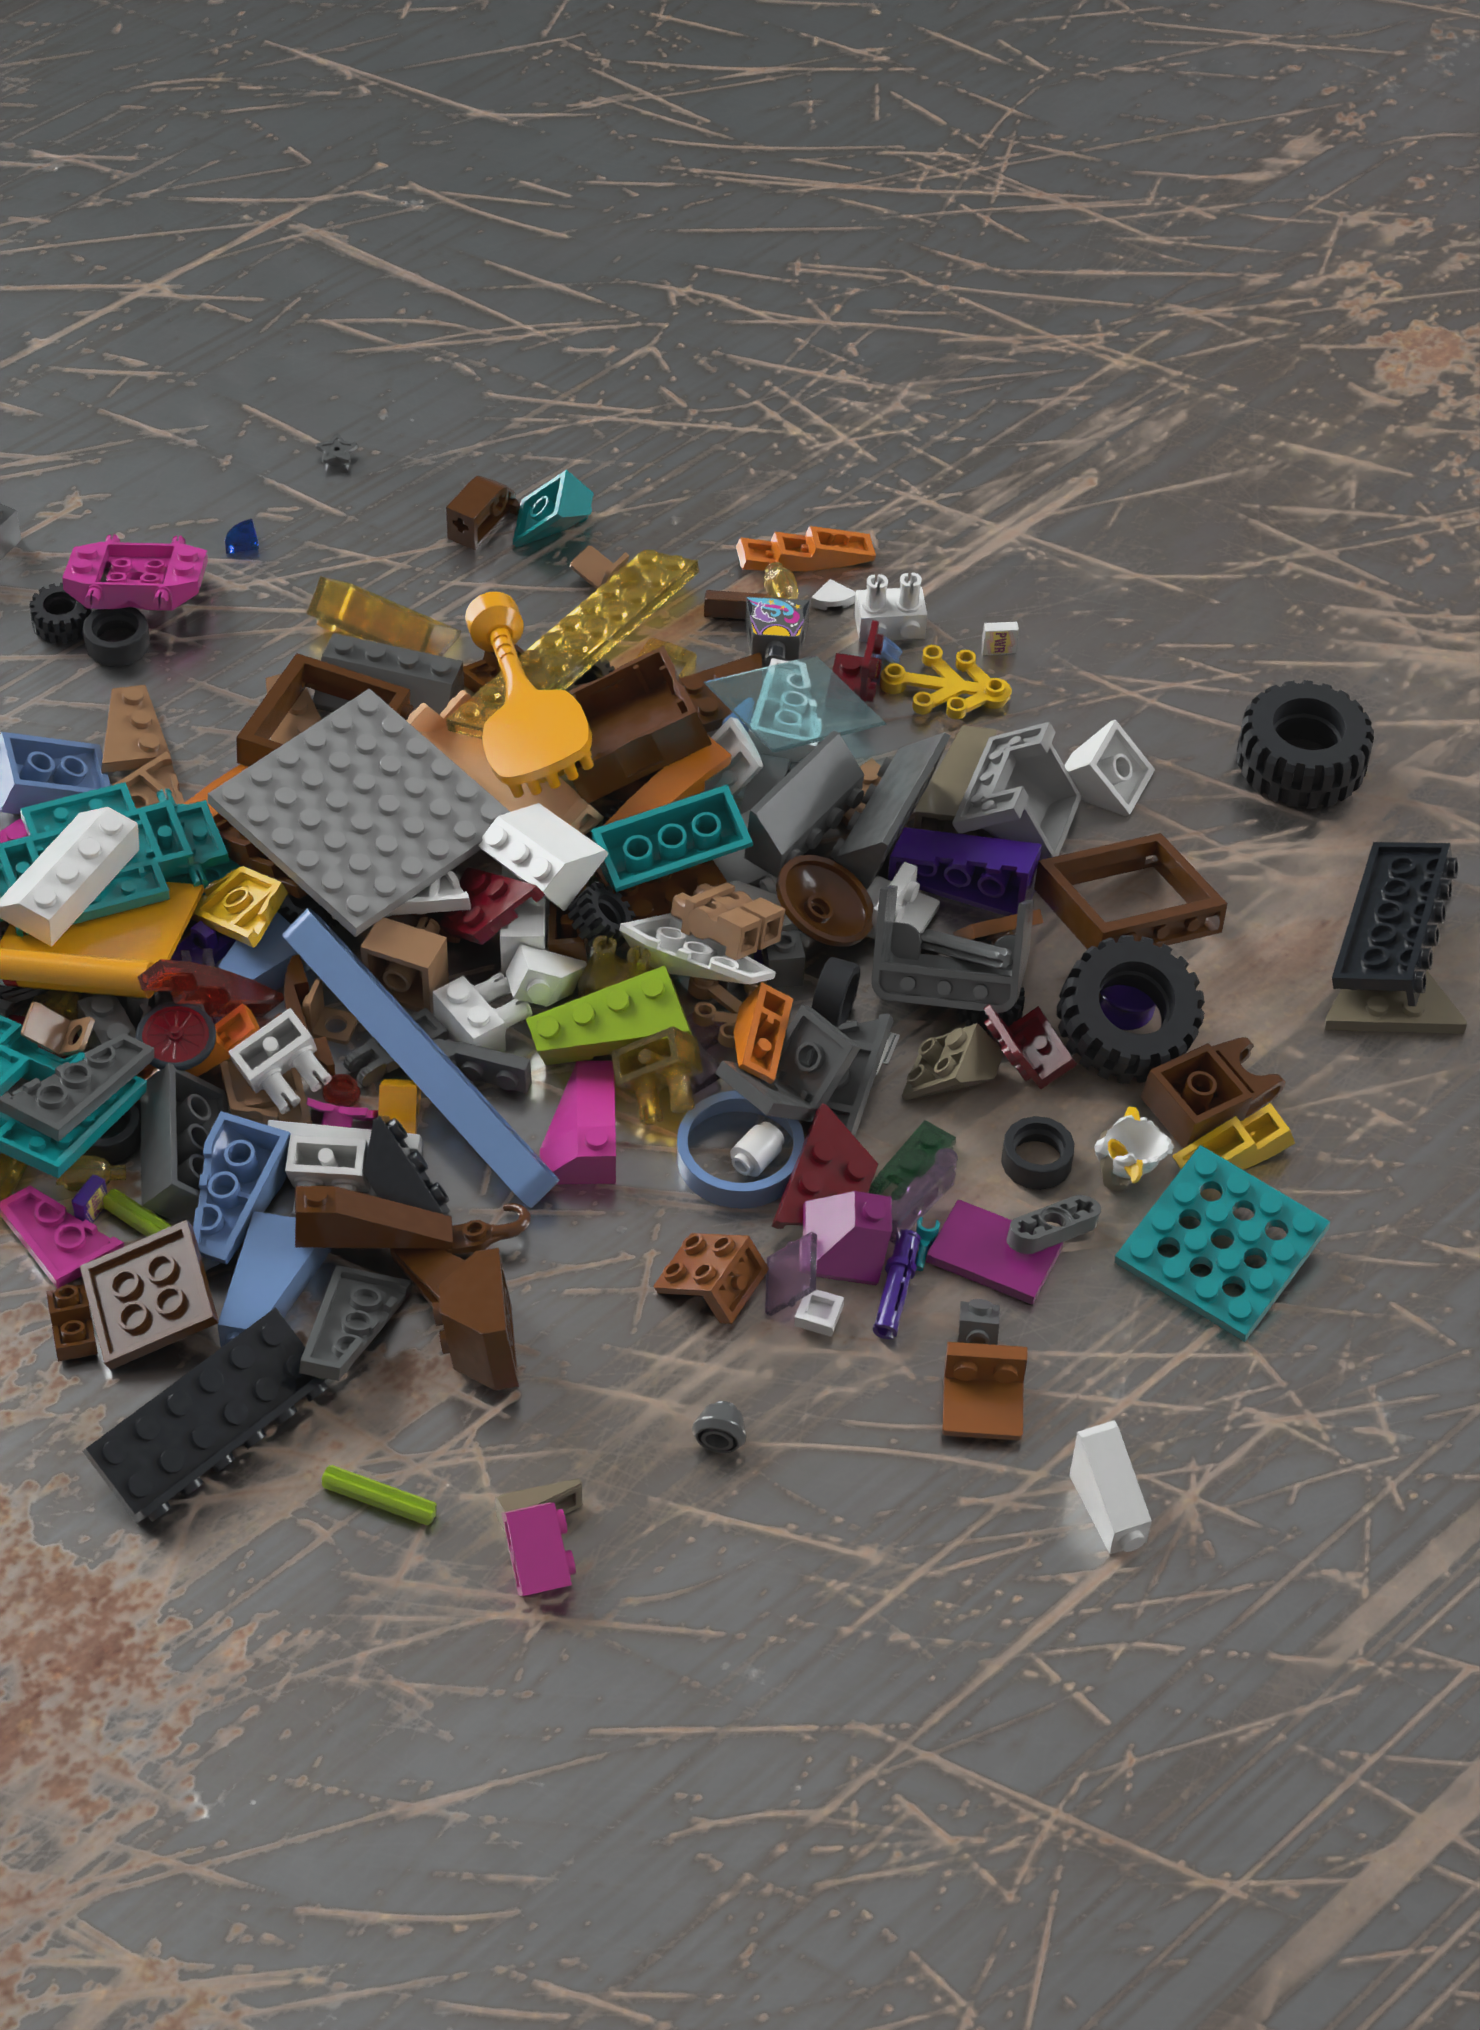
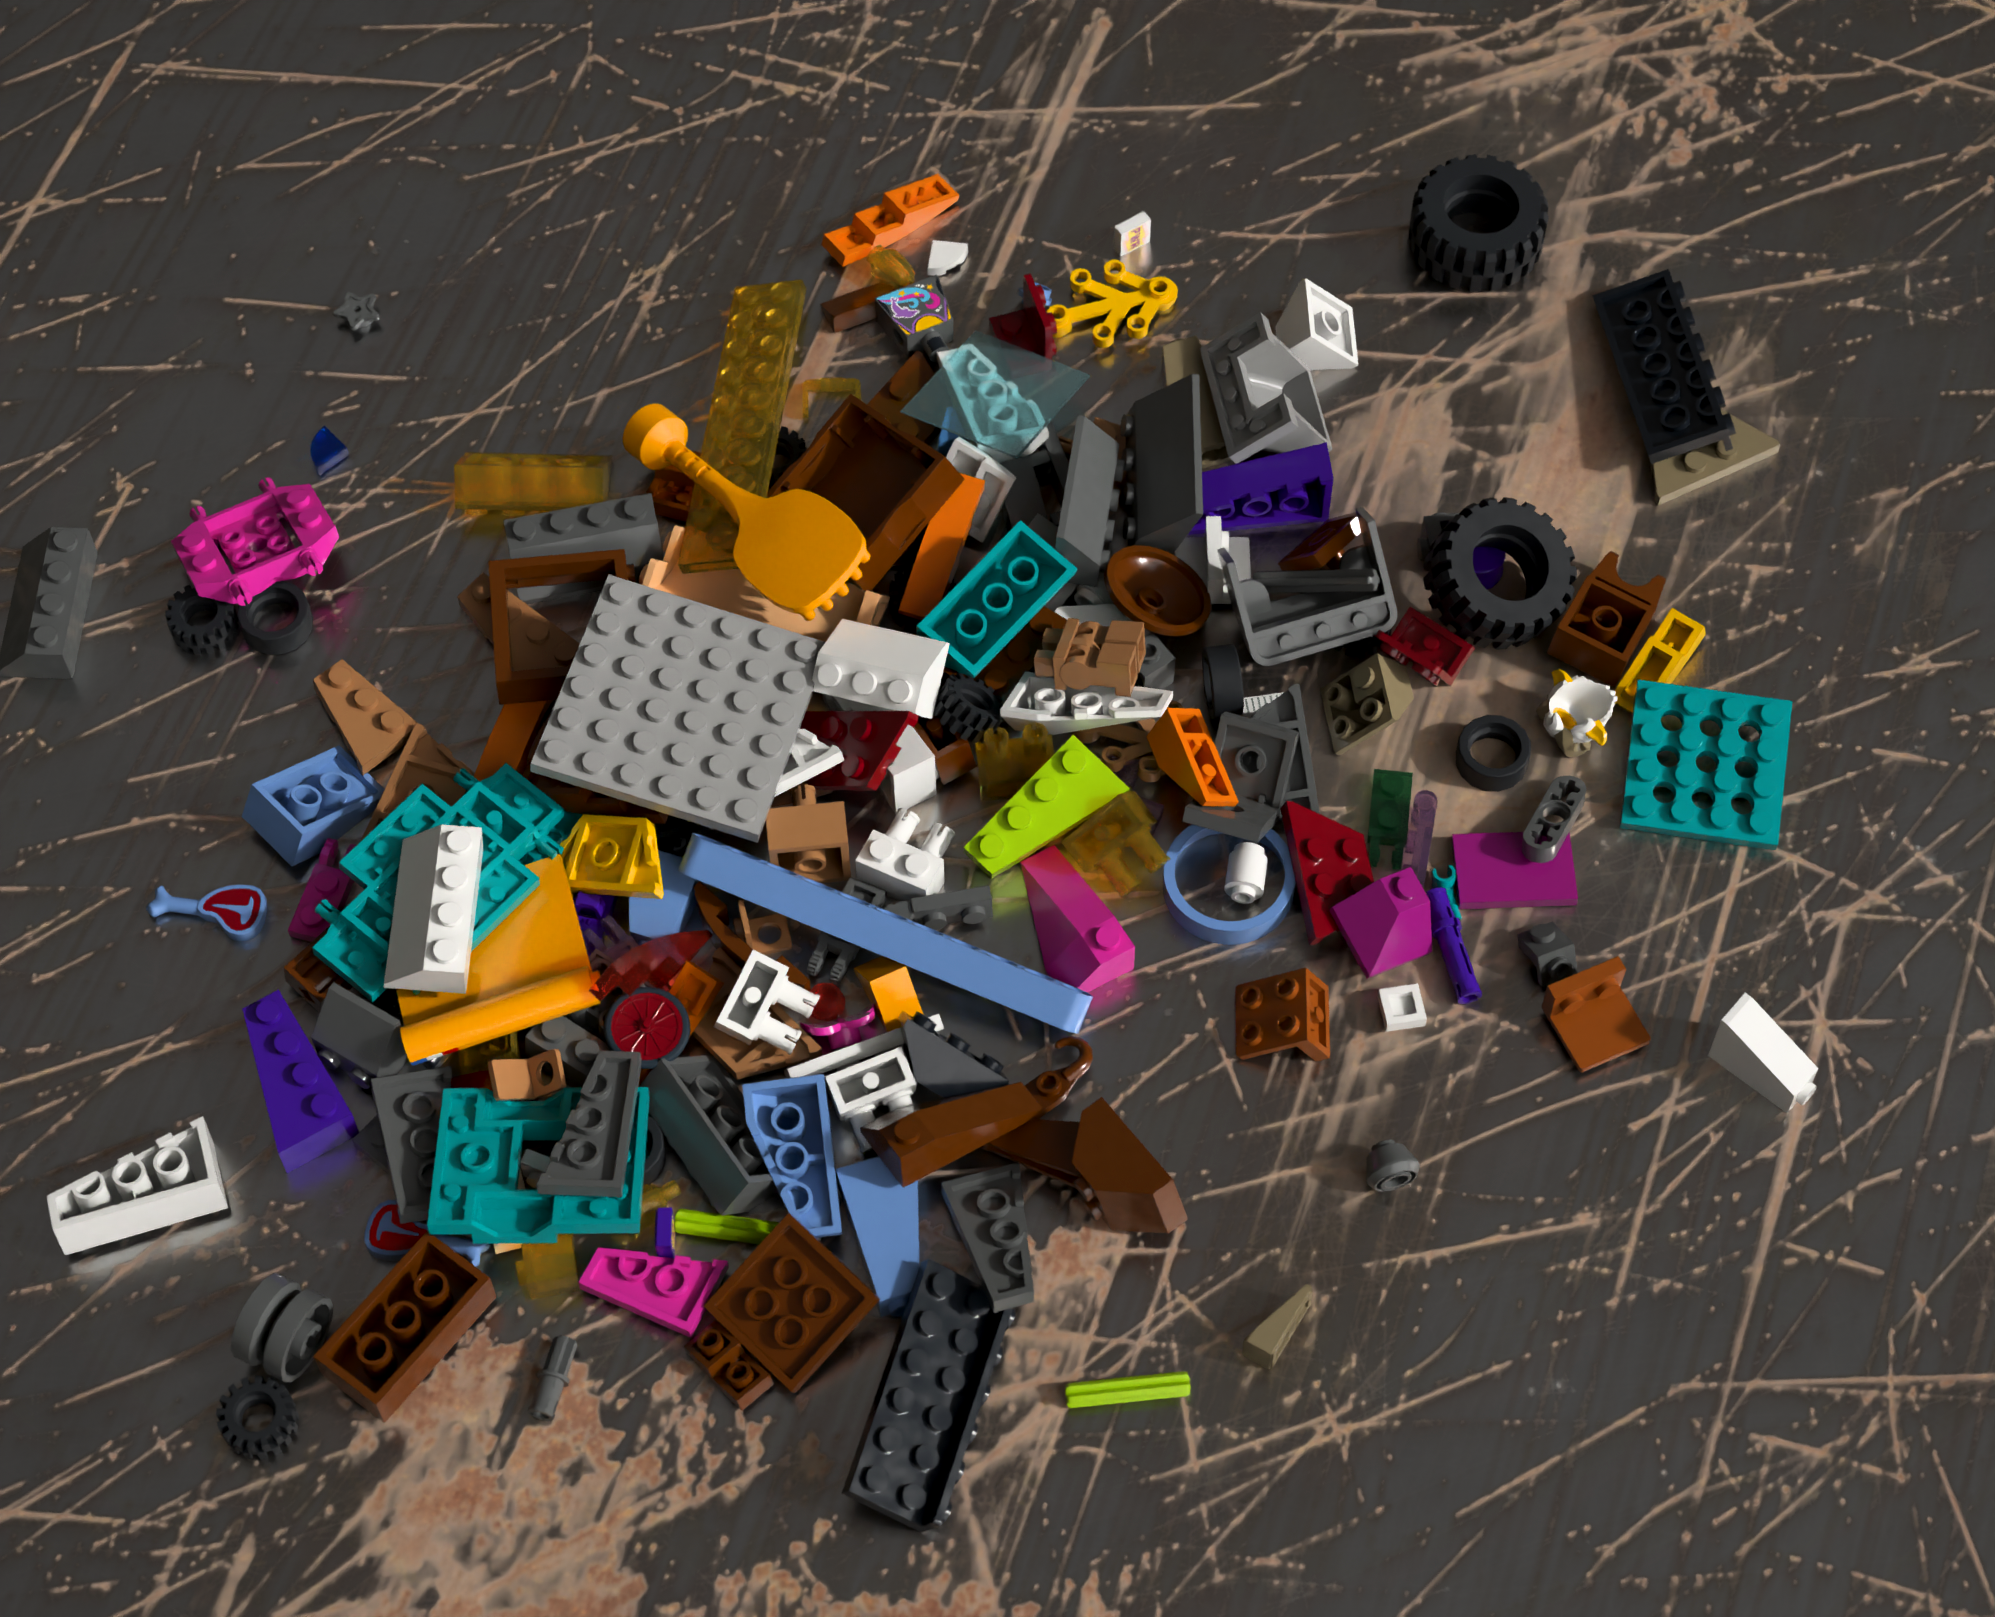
camera: 25 degrees left, 10 degrees up
(479, 511) = (549, 317): reddish brown piece -> none
(538, 1548) = (1314, 1371): dark pink brick -> none
(542, 975) = (942, 793): white slope -> none
(552, 509) = (617, 283): teal slope -> none
(596, 567) = (704, 329): medium nougat bracket -> none
(791, 1273) = (1358, 983): clear purple piece -> none
(898, 610) = (1015, 251): white brick -> none
(1198, 918) = (1401, 501): reddish brown window -> none

